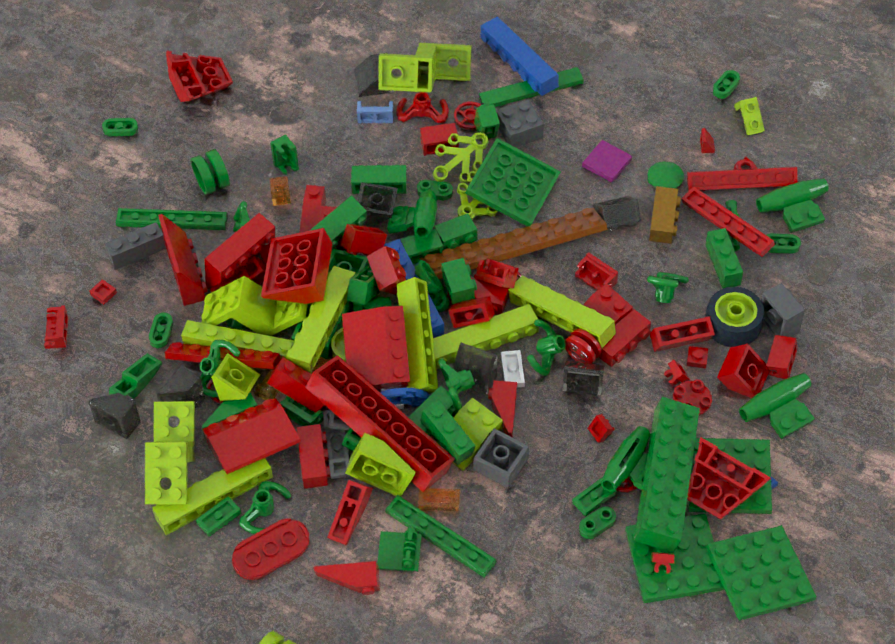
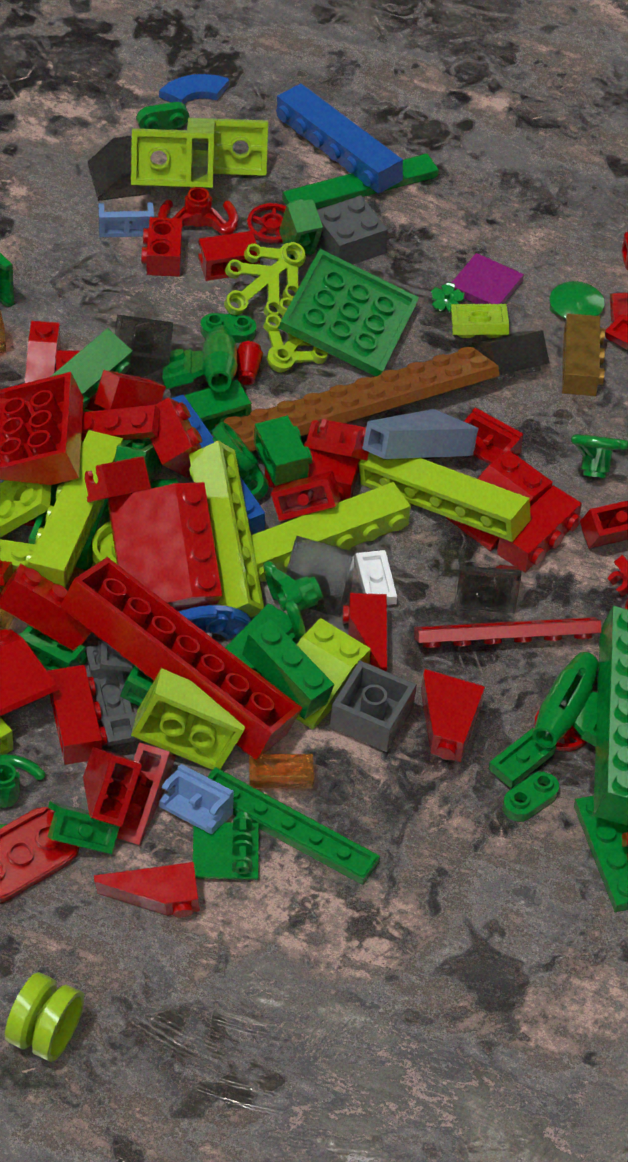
camera: 10 degrees left, 5 degrees down
(310, 533) = (76, 827): none -> green panel
(328, 506) = (109, 785): none -> red slope
(348, 302) = (117, 479): none -> red hinge
(355, 261) = (123, 422): none -> red plate
(383, 175) = (150, 305): green brick -> none
(383, 517) = (197, 799): none -> medium blue hinge
(397, 131) = (163, 246): none -> red brick
(405, 38) = (163, 116): none -> green plate
(428, 16) = (194, 87): none -> blue tile
(445, 212) = (248, 361): none -> red cone
(457, 232) = (271, 384): green brick -> none
(547, 347) = (427, 544): green piece -> none
(549, 272) = (420, 436): none -> sand blue slope
(552, 464) = (450, 713): none -> red slope
(580, 171) = (446, 297): none -> green plant
(583, 346) = (481, 540): red head -> none
(584, 409) = (519, 630): none -> red plate
(598, 189) = (479, 320): none -> lime plate
(600, 428) = (520, 658): red tile -> none

